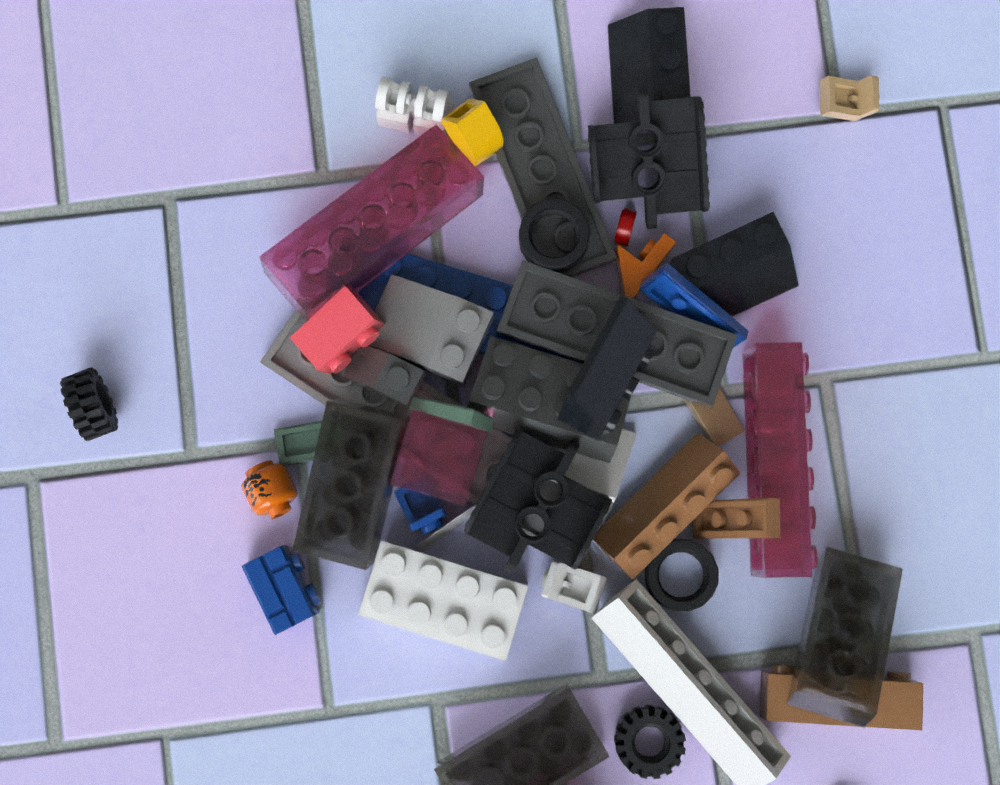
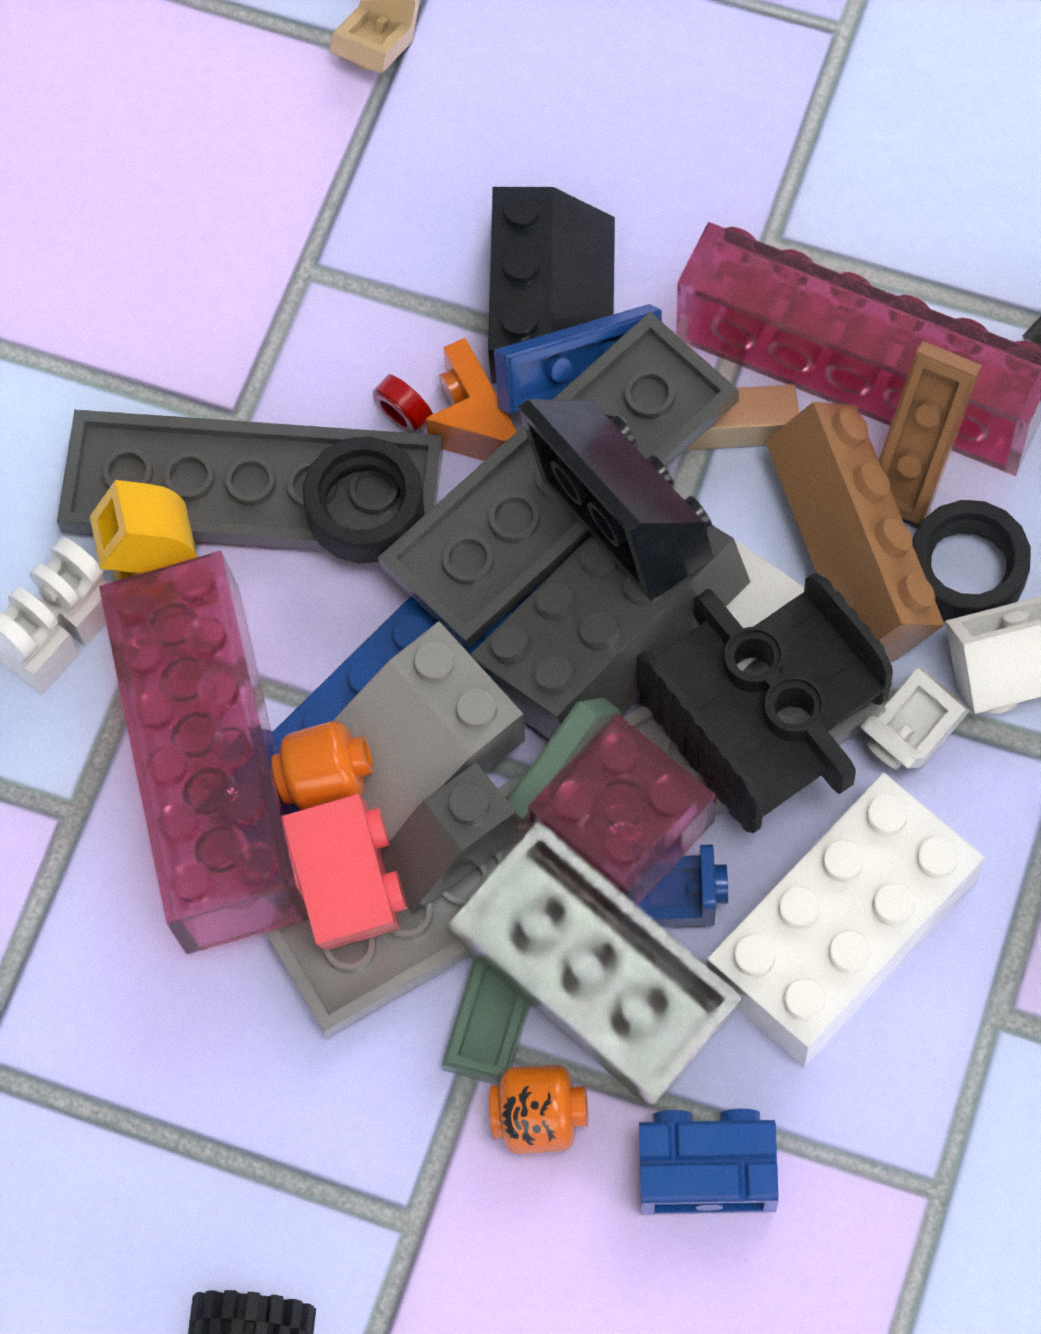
camera: 60 degrees left, 15 degrees down
(386, 291) = (321, 765): none -> orange head
(446, 529) = (732, 863): white sticker -> none
(649, 54) = (185, 265): black slope -> none
(676, 155) = (340, 272): black piece -> none

